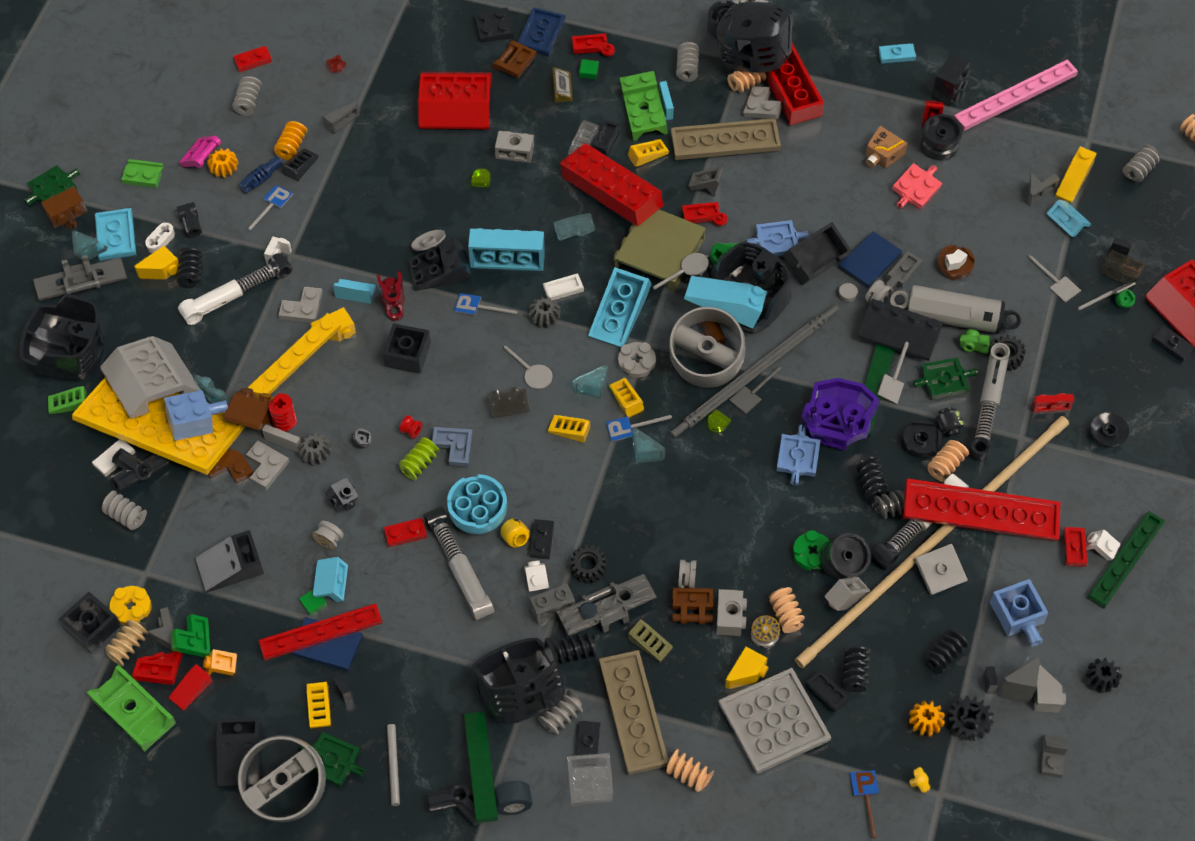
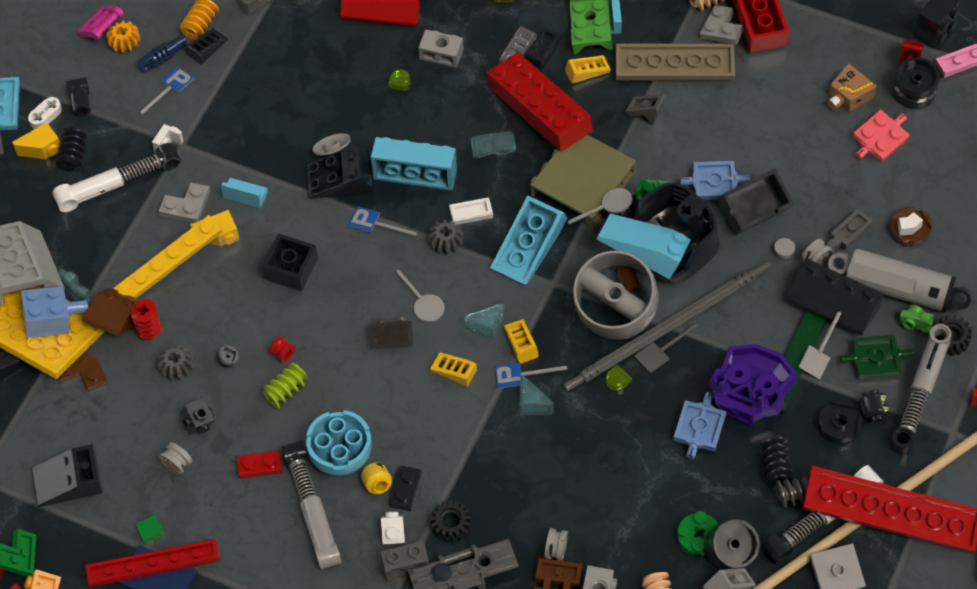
camera: 10 degrees right, 0 degrees up
(142, 173) = (36, 40): bright green plate -> none
(270, 463) = (127, 374): light grey plate -> none
(281, 438) = (141, 346): light grey tile -> none
(330, 578) = (172, 506): medium azure panel -> none
(392, 295) = (283, 202): dark red piece -> none
(457, 441) = (331, 371): sand blue plate -> none
(633, 350) = (537, 289): light grey plate -> none
(704, 213) = (638, 143): red hinge -> none
(870, 259) = (815, 214): dark blue tile -> none
(947, 459) = (864, 448): light nougat piece -> none

